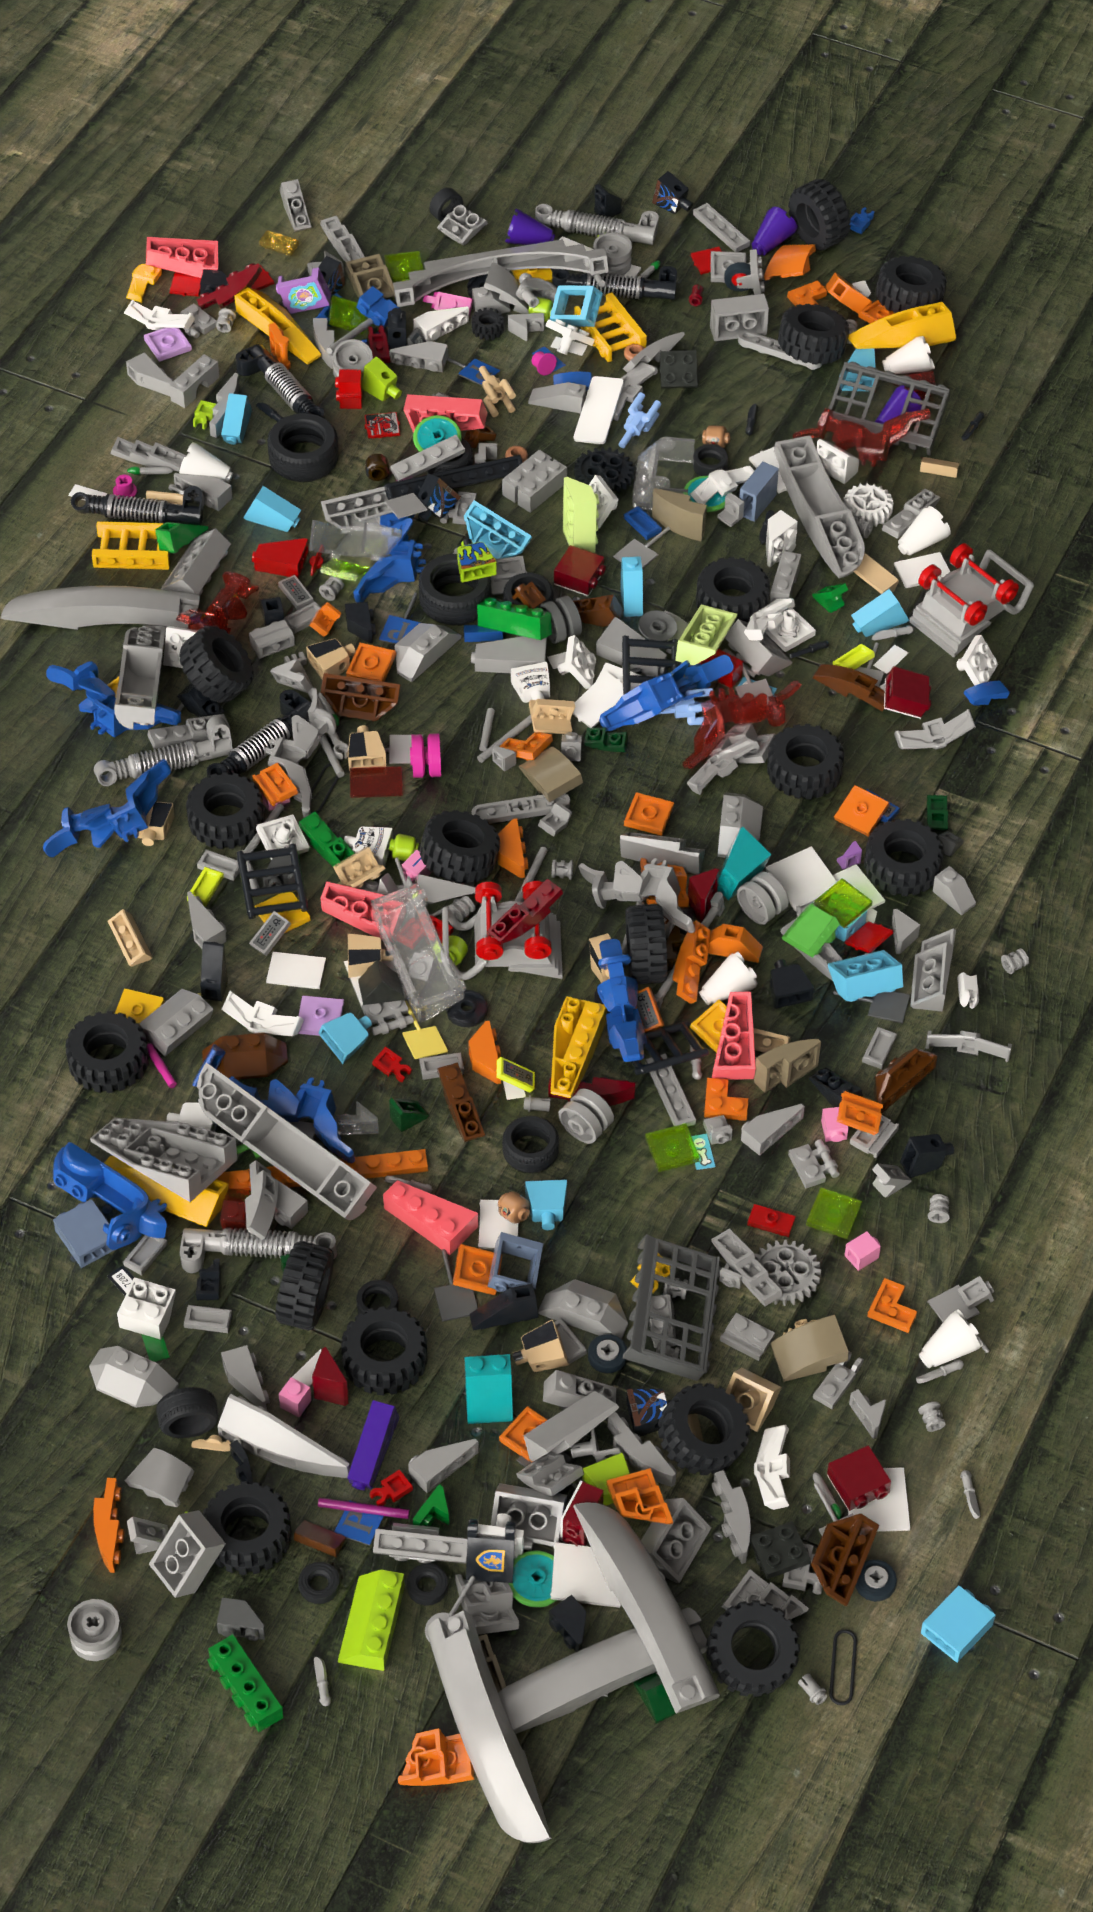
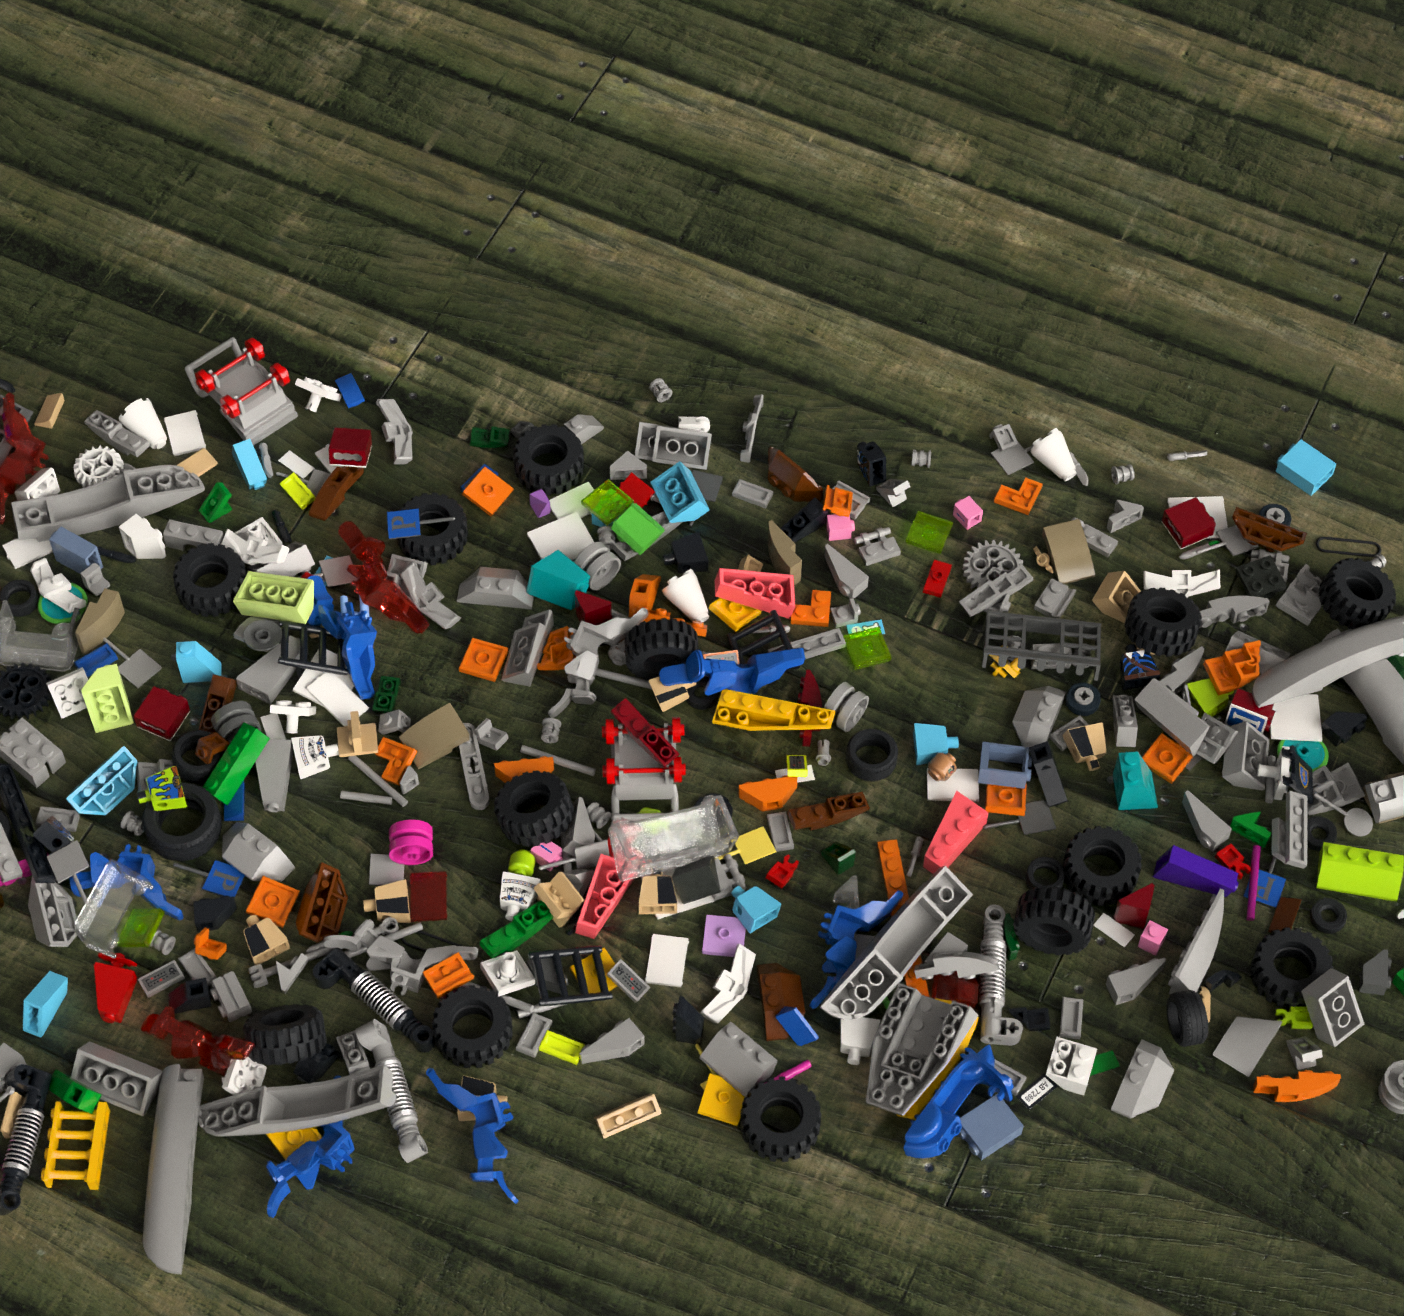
camera: 90 degrees left, 5 degrees up
(799, 729) = (407, 523): none -> blue piece

